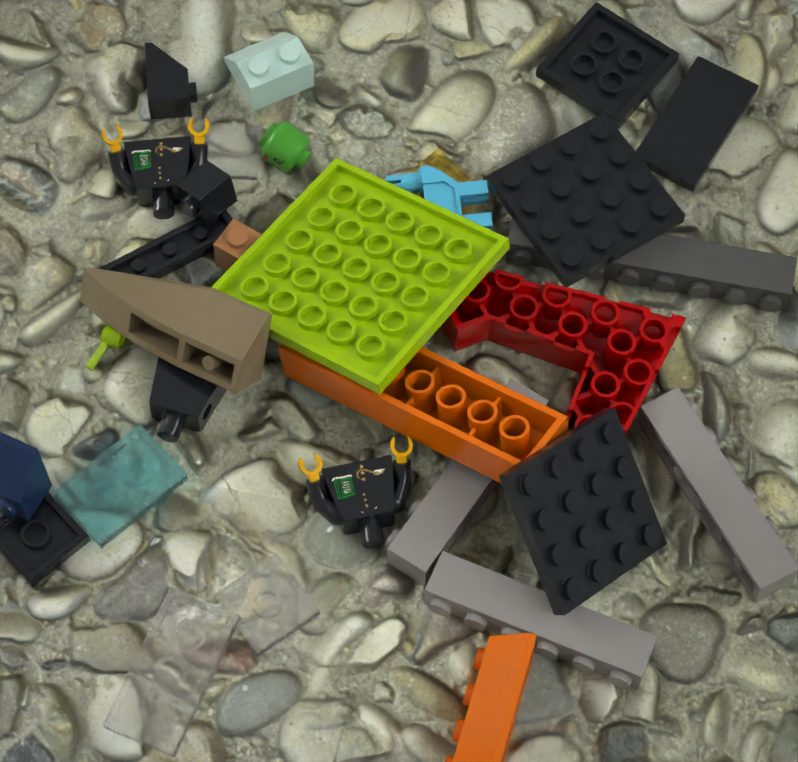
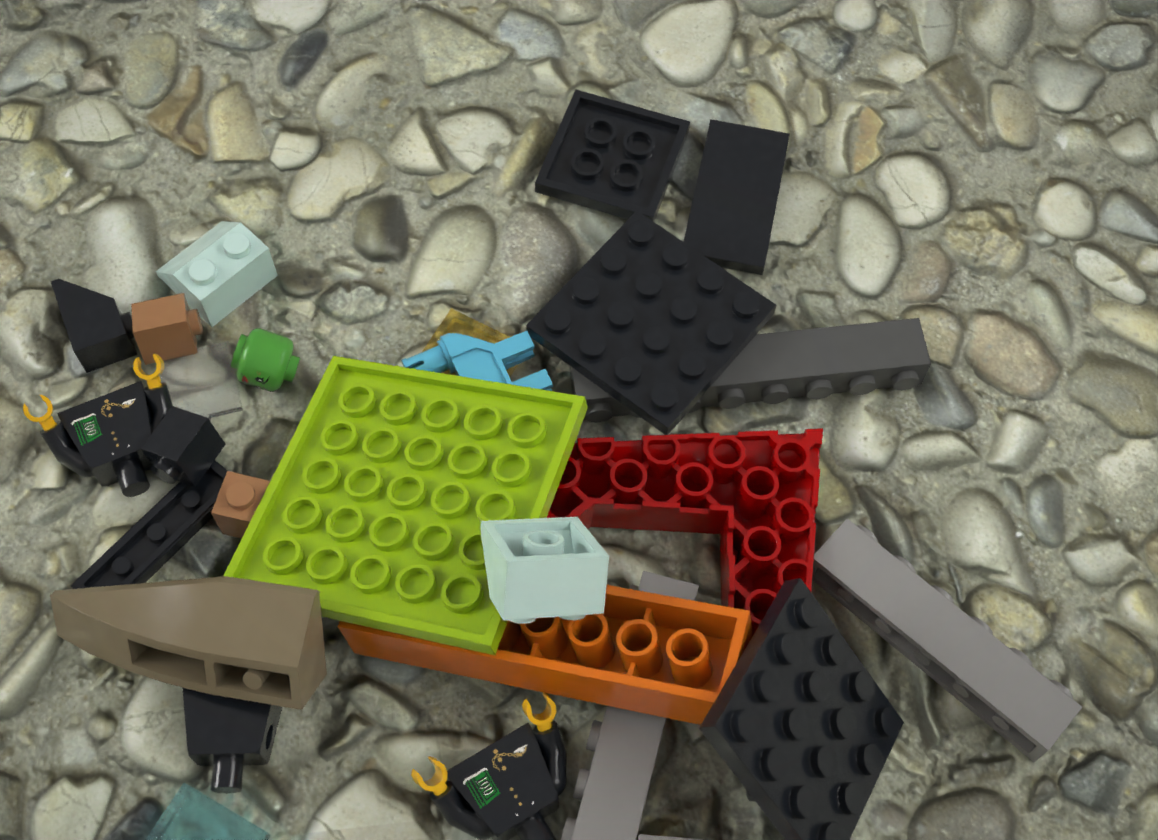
camera: 20 degrees left, 0 degrees up
(109, 337) = (108, 677): lime hand -> none
(219, 102) = (165, 327): none -> medium nougat brick
(432, 344) = (544, 568): none -> light aqua slope

